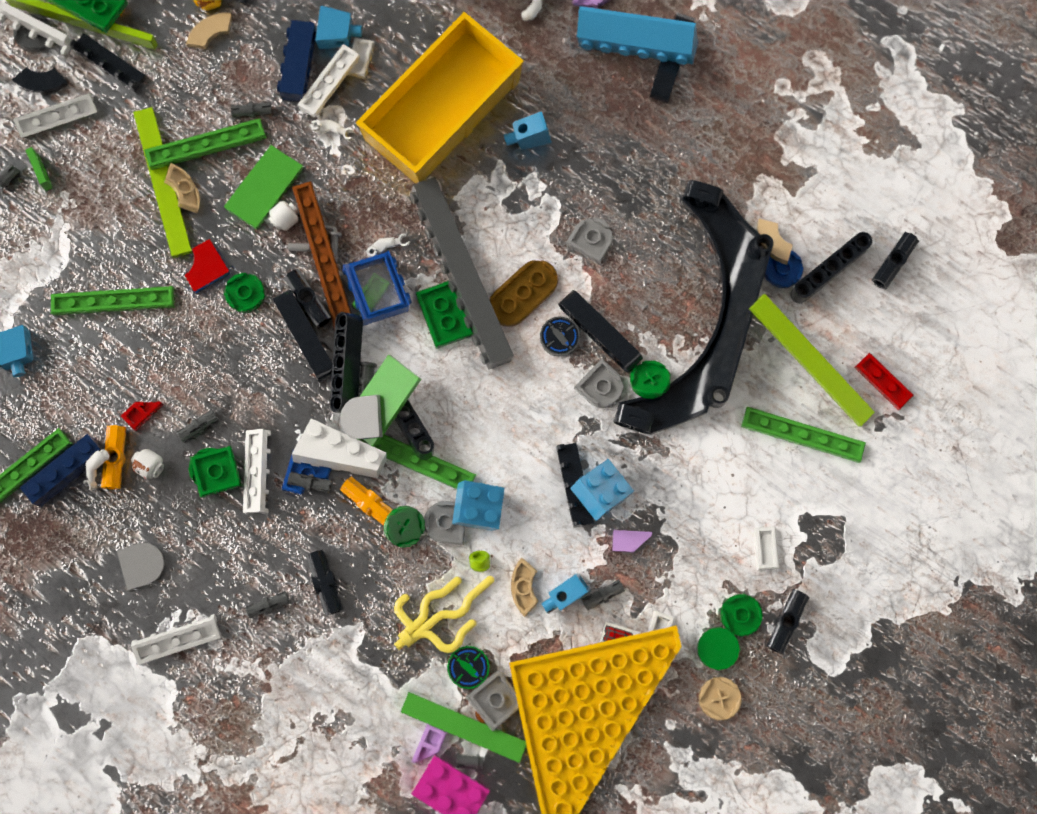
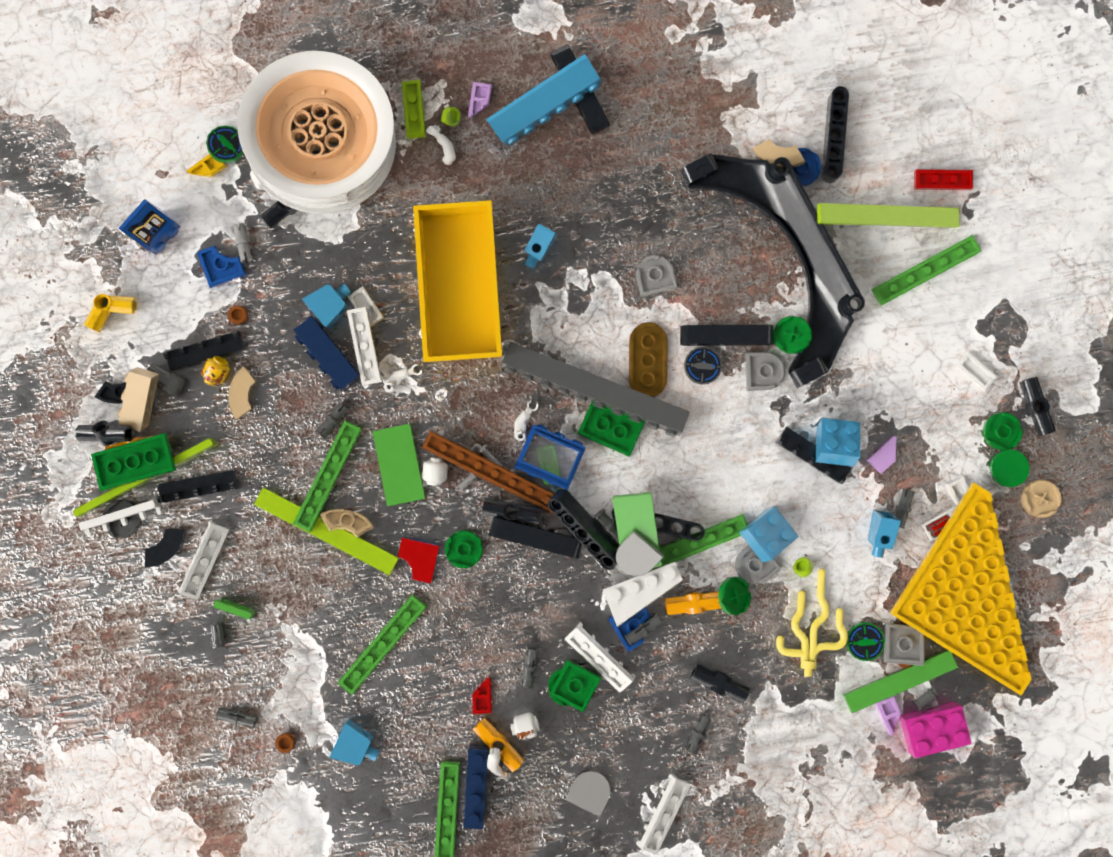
camera: 40 degrees left, 10 degrees up
(522, 587) = (846, 555): tan tile -> none
(889, 269) = (870, 74): black piece -> none

